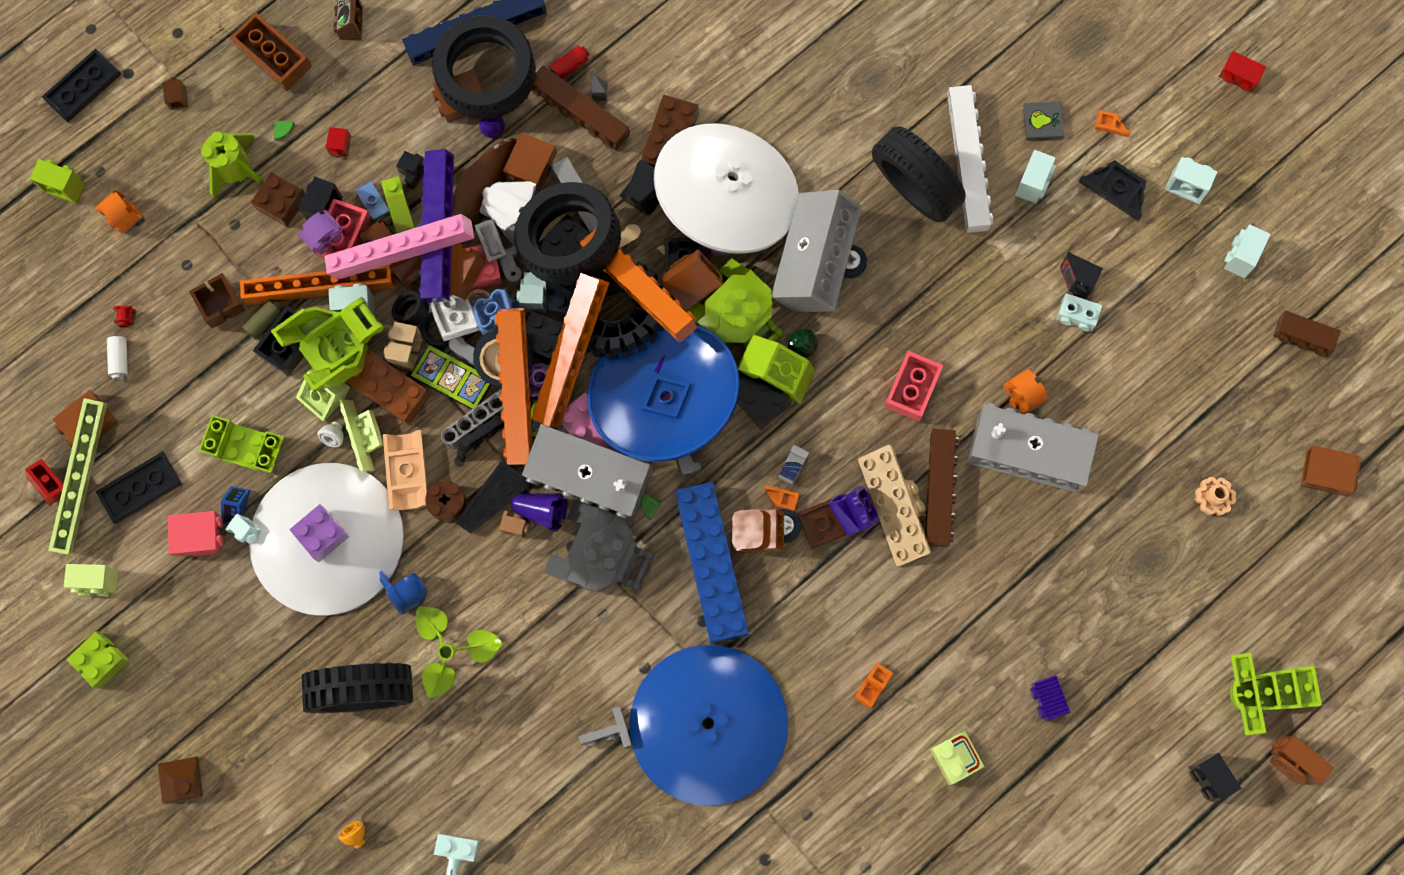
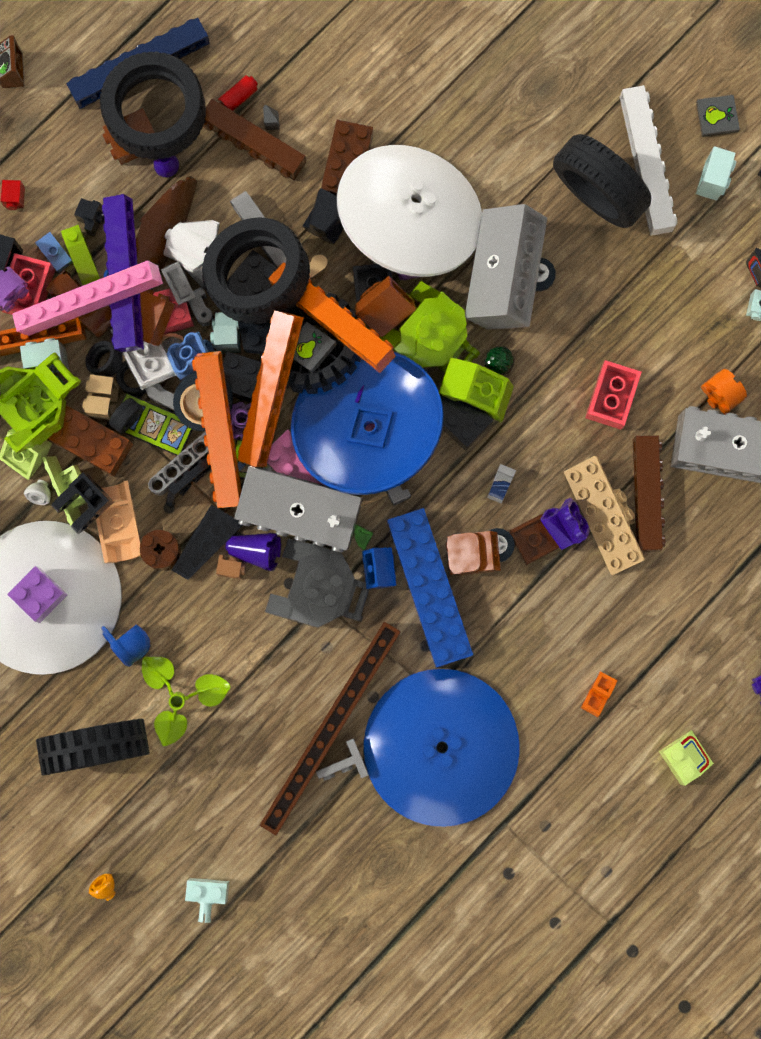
camera: 10 degrees left, 5 degrees up
(383, 437) = (92, 493): none -> black brick
(425, 365) = (125, 415): none -> black tyre
(530, 161) = (208, 198): dark orange brick -> none
(597, 694) = (330, 728): none -> reddish brown brick
(616, 313) = (312, 347): none -> dark grey tile
(662, 538) = (379, 568): none -> blue brick
(783, 498) = (493, 517): orange tile -> none

